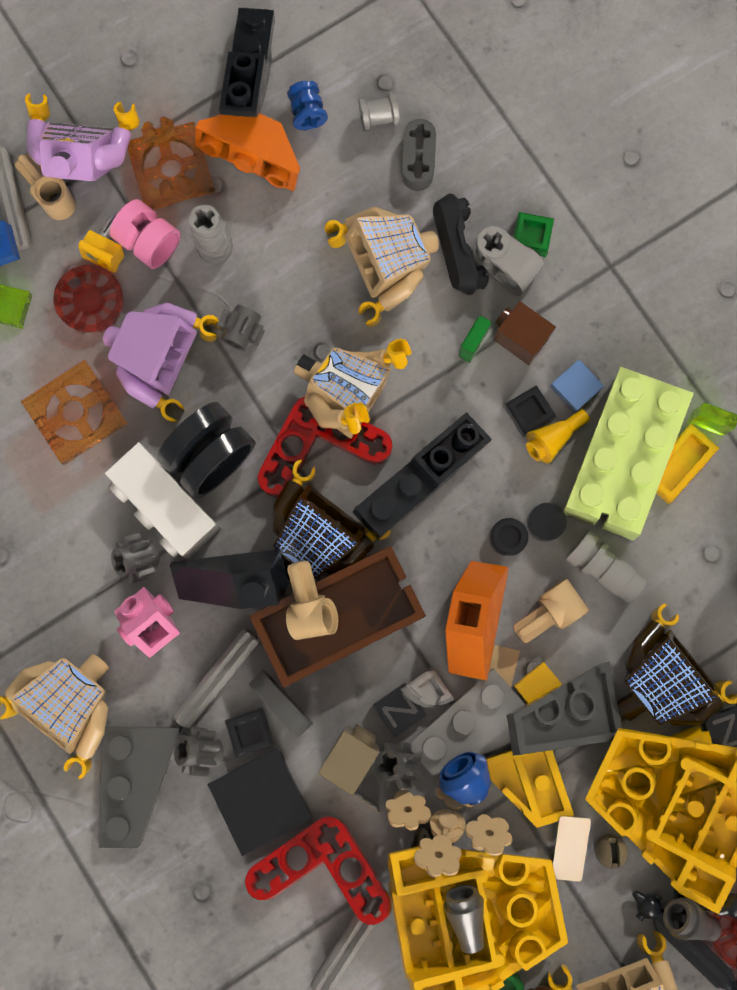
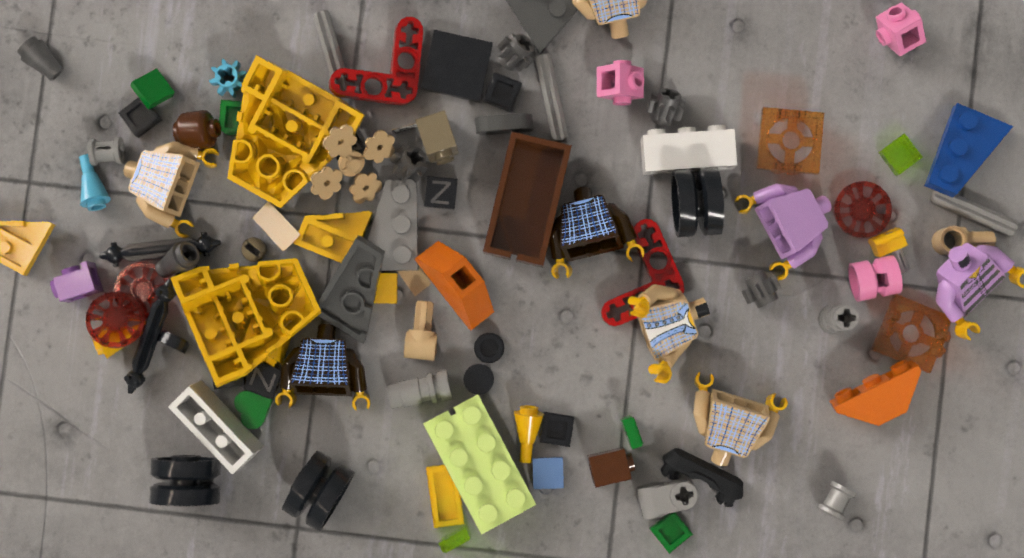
camera: 130 degrees right, 5 degrees up
(232, 580) = (602, 154): black slope -> none
(248, 63) = (938, 438): black slope -> none
(306, 105) = (880, 456): blue bush -> none
(310, 613) = (542, 183): tan axle -> none
(422, 476) = (571, 324): black slope -> none
(426, 155) = (781, 507): dark grey beam -> none
(428, 690) = (438, 219): light grey tile -> none
(465, 912) = (292, 130): flat silver cone -> none
(466, 778) = (368, 196): blue cone -> none

